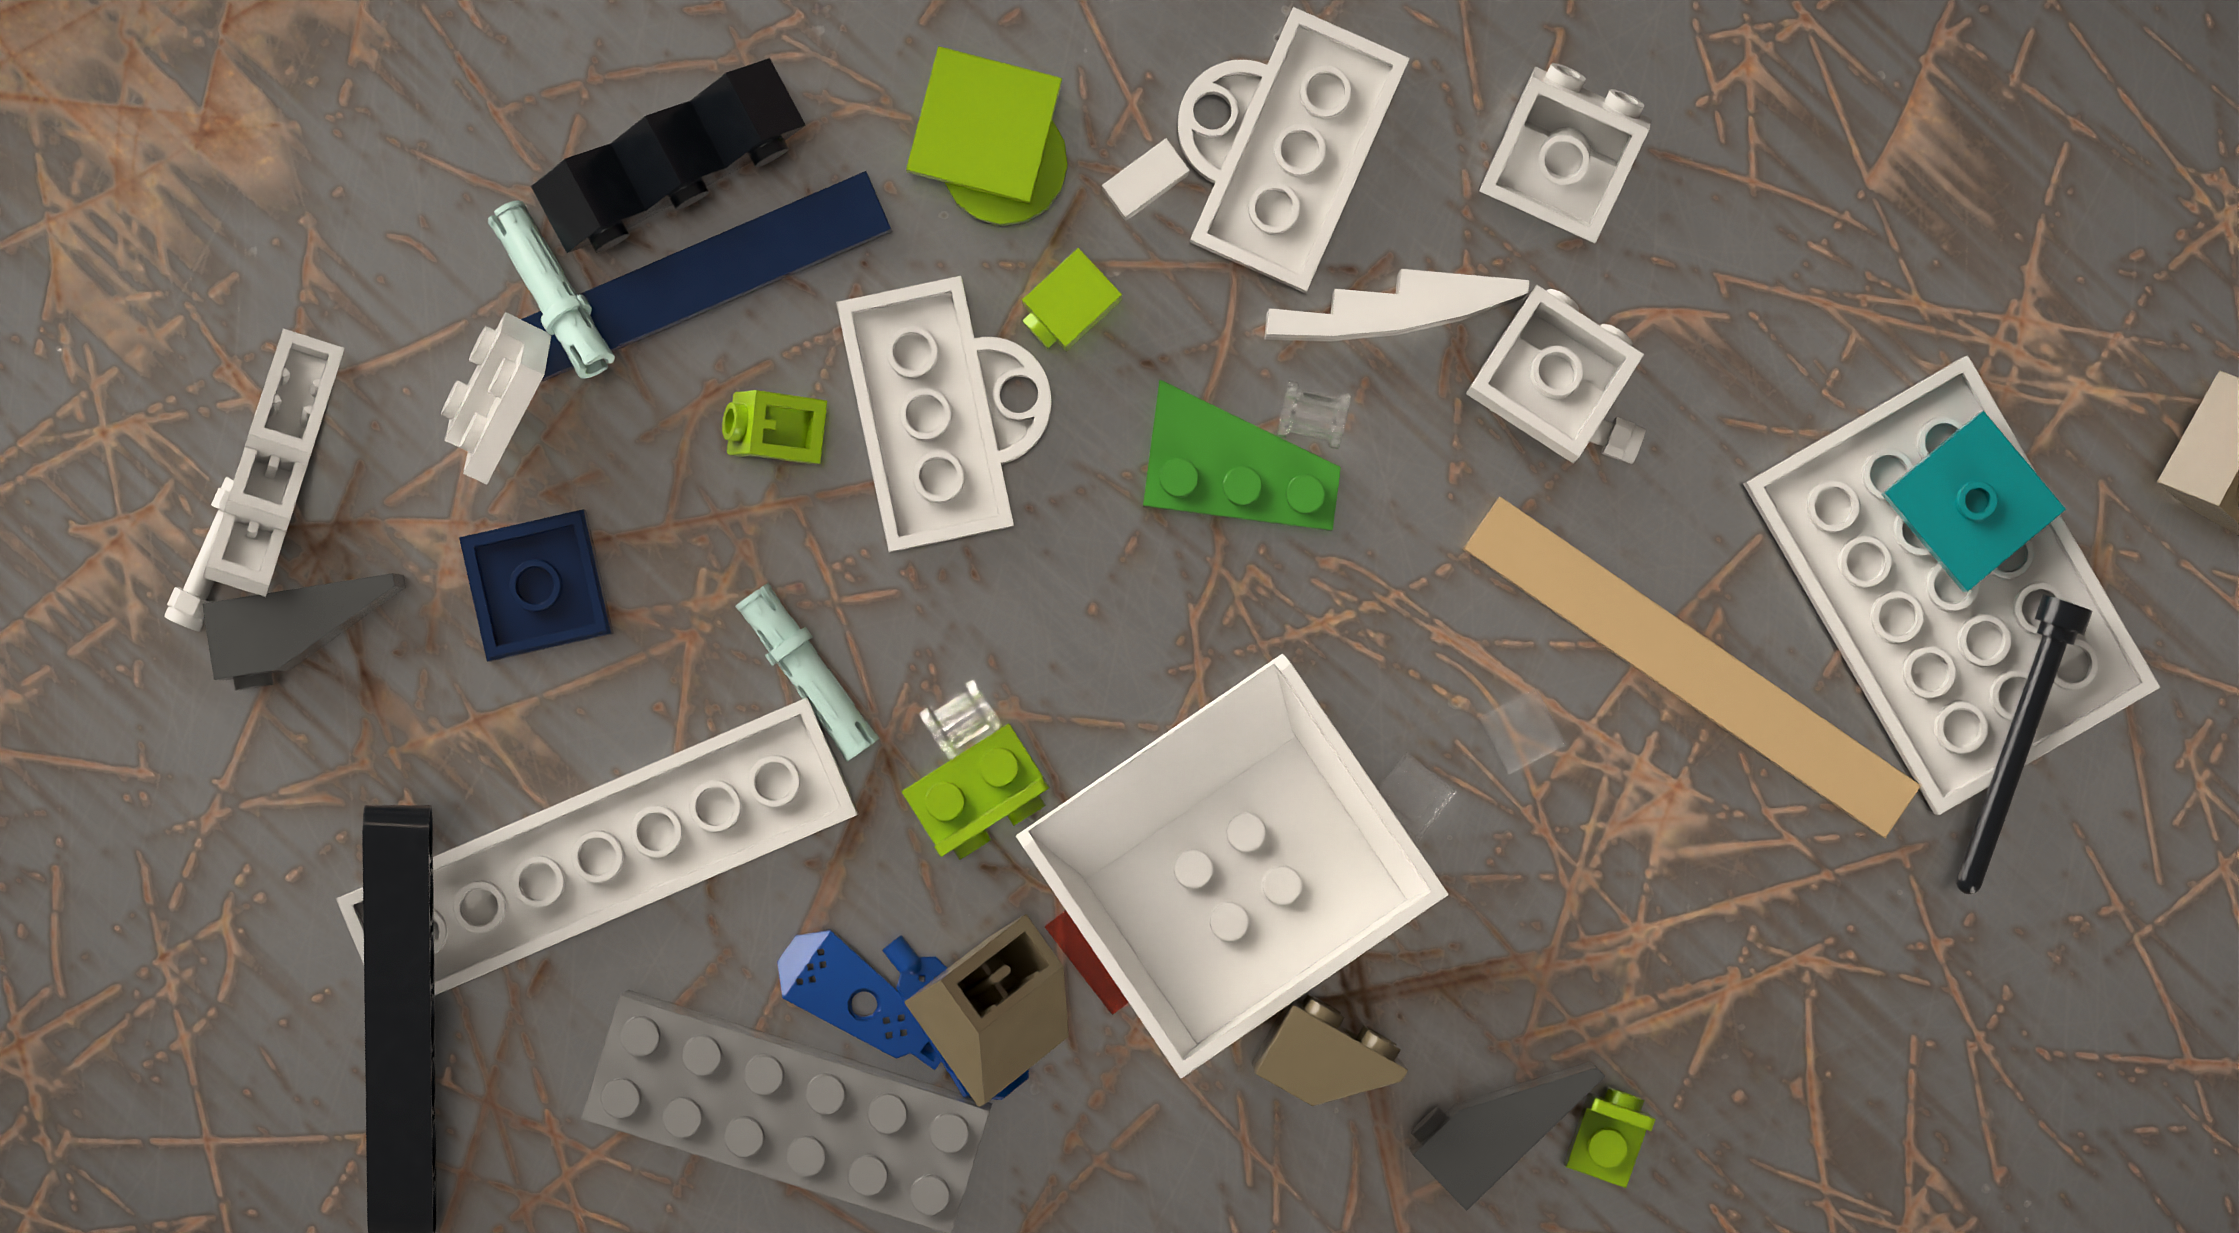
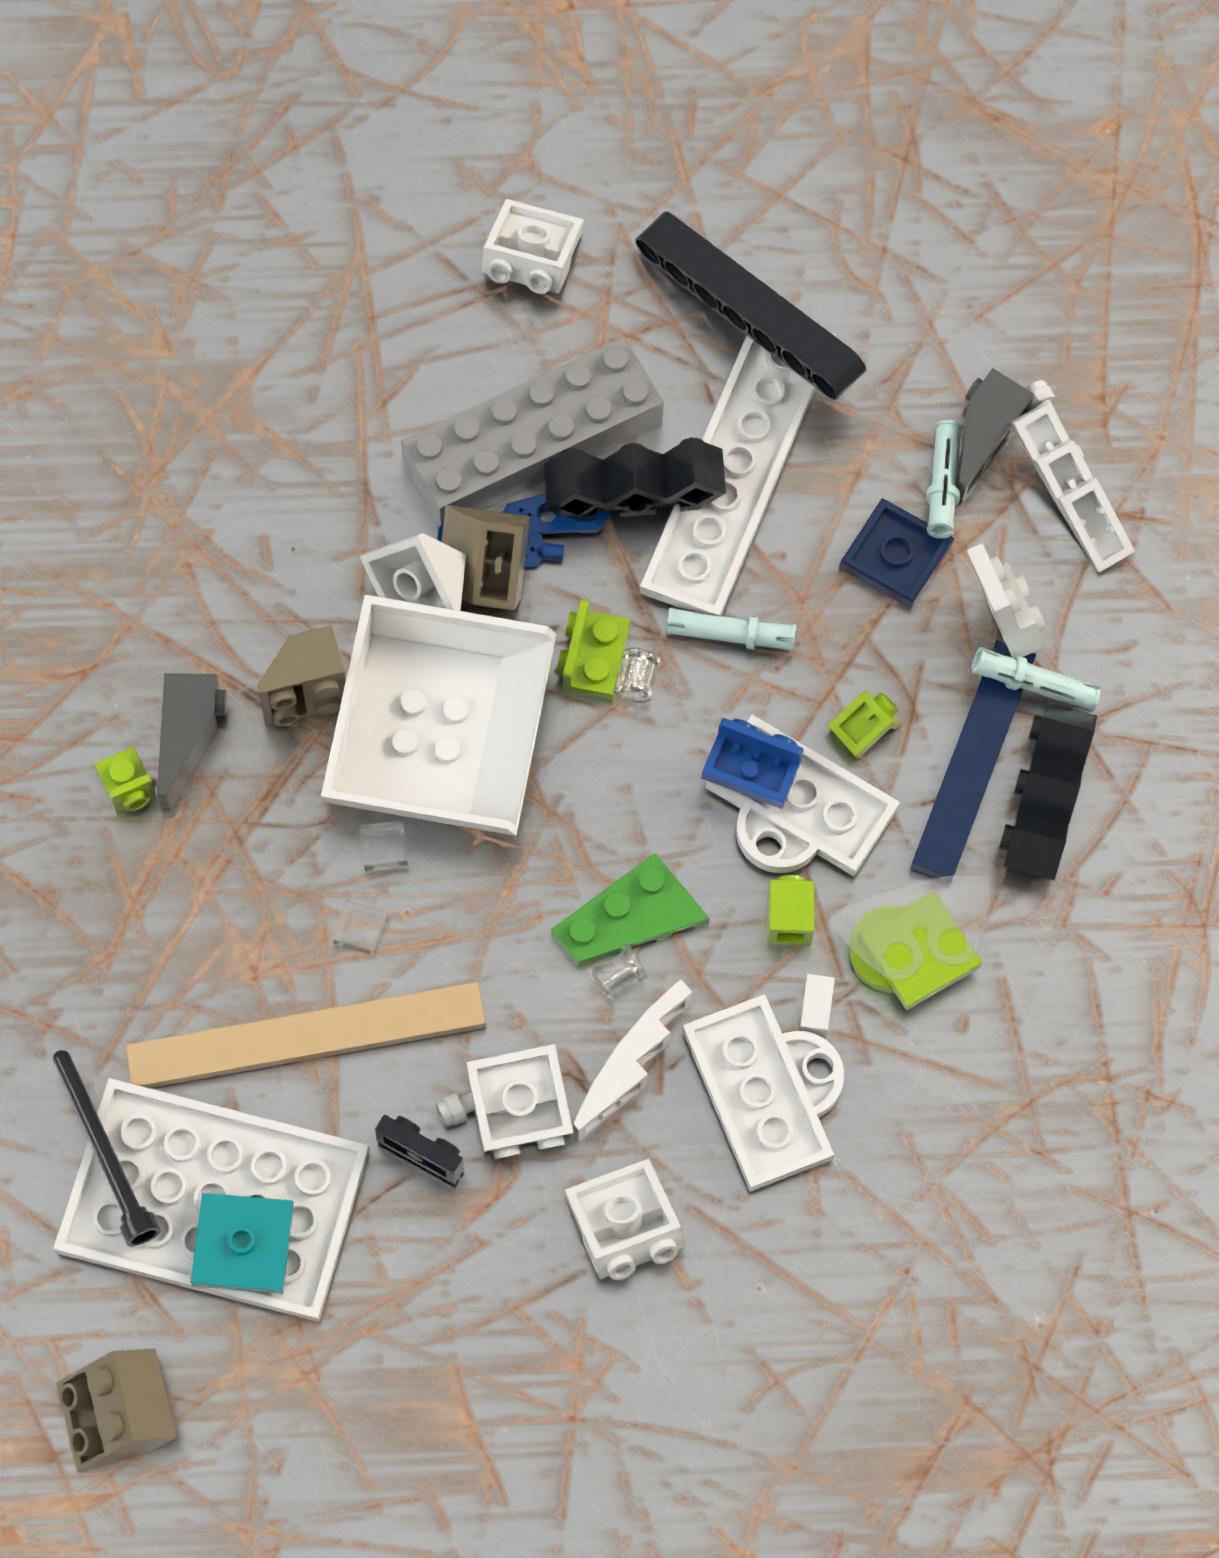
camera: 130 degrees right, 20 degrees down
(453, 570) = (942, 516): none -> light aqua pin
(744, 936) = (635, 480): none -> black brick
(955, 486) = (753, 762): none -> blue bracket
(977, 186) = (891, 916): none -> clear piece
(1096, 1047) = (417, 572): none -> white slope
(1709, 441) = (436, 1158): none -> black plate

